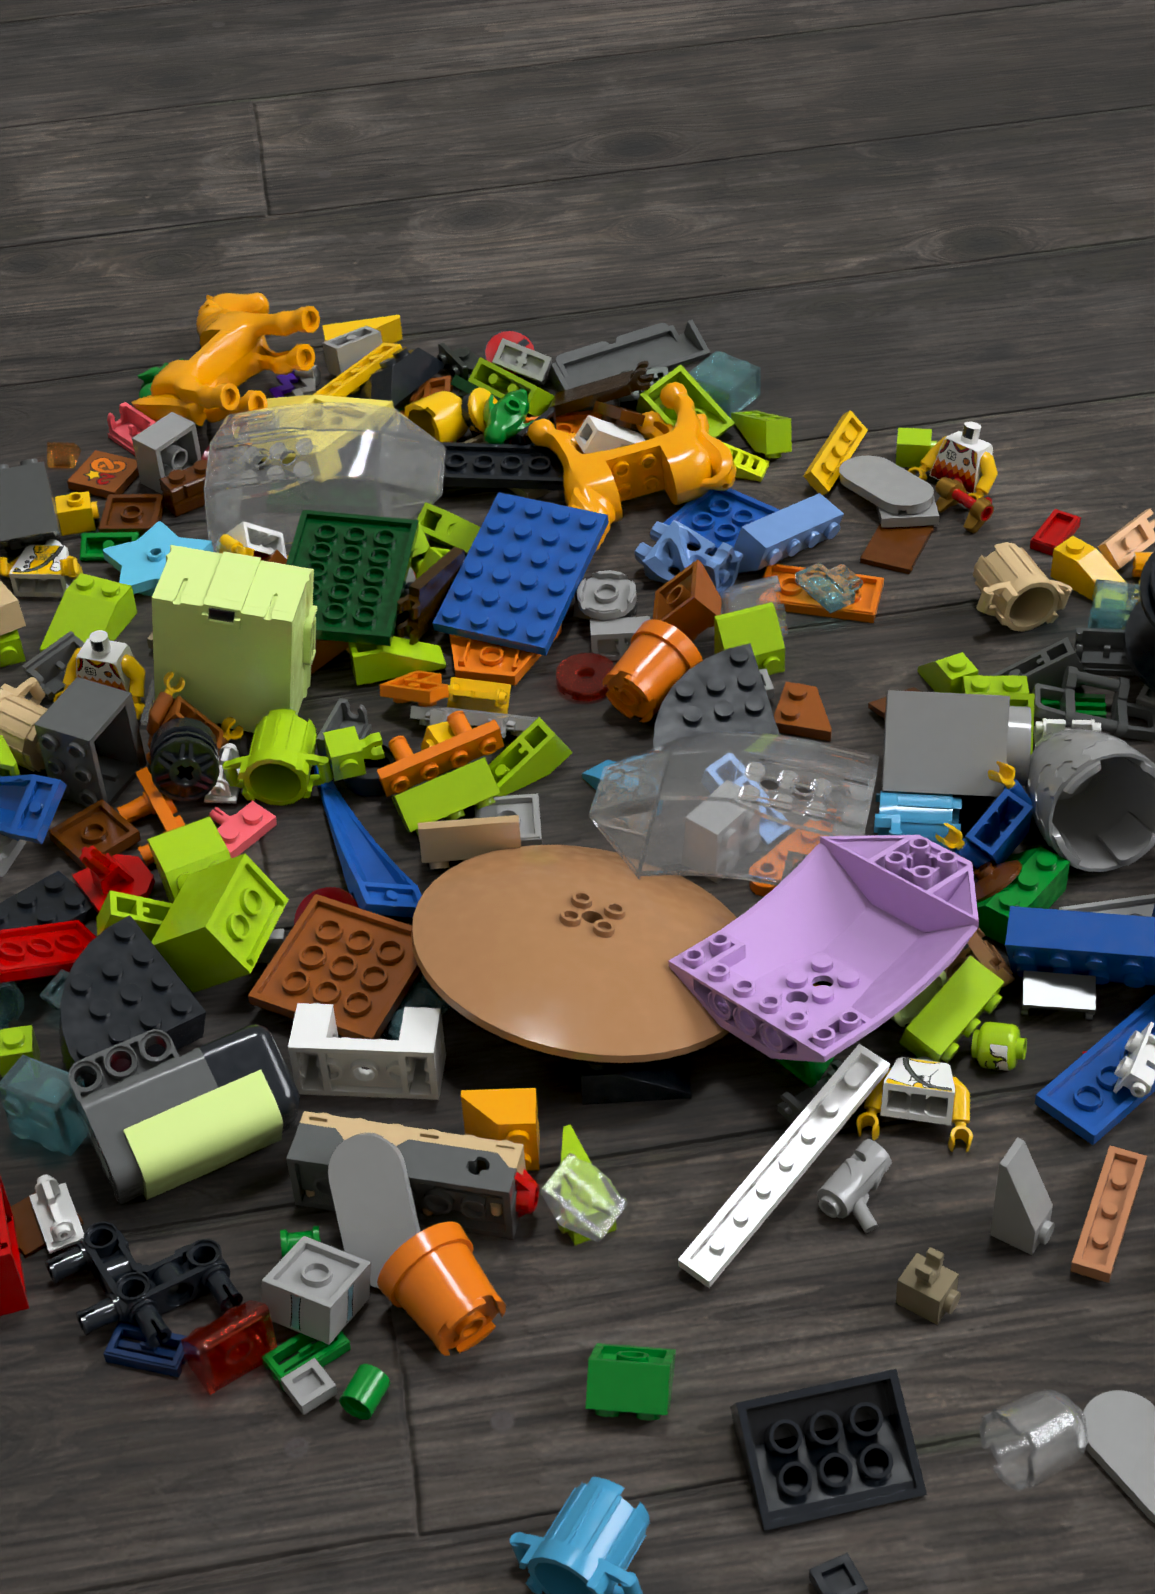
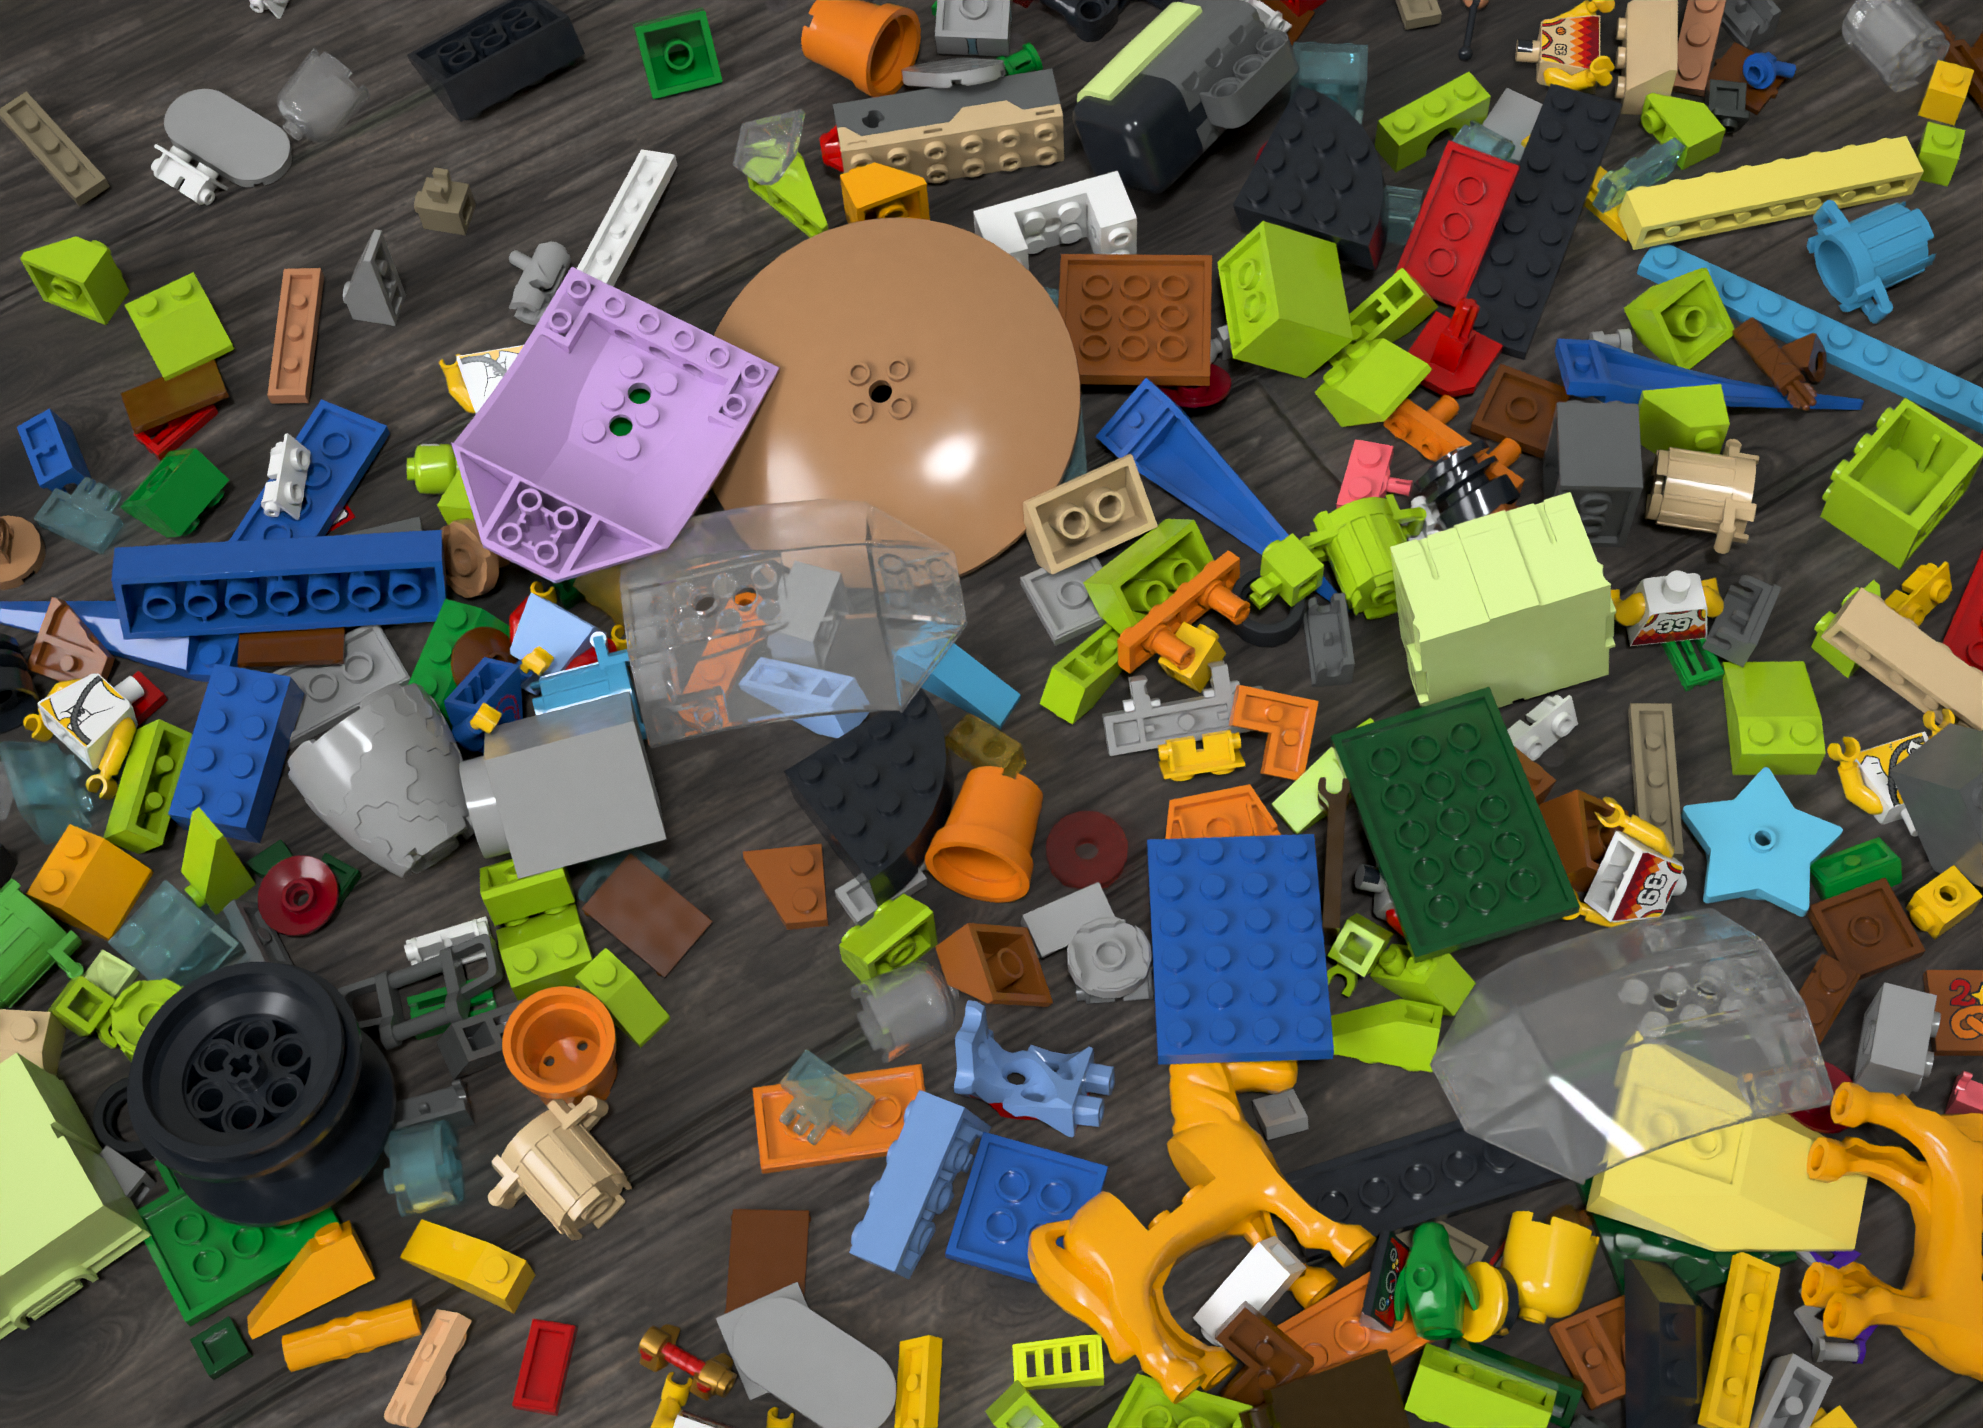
camera: 160 degrees right, 20 degrees up
(627, 738) = (986, 746): none -> clear yellow leg
(997, 622) = (553, 1027): none -> orange piece

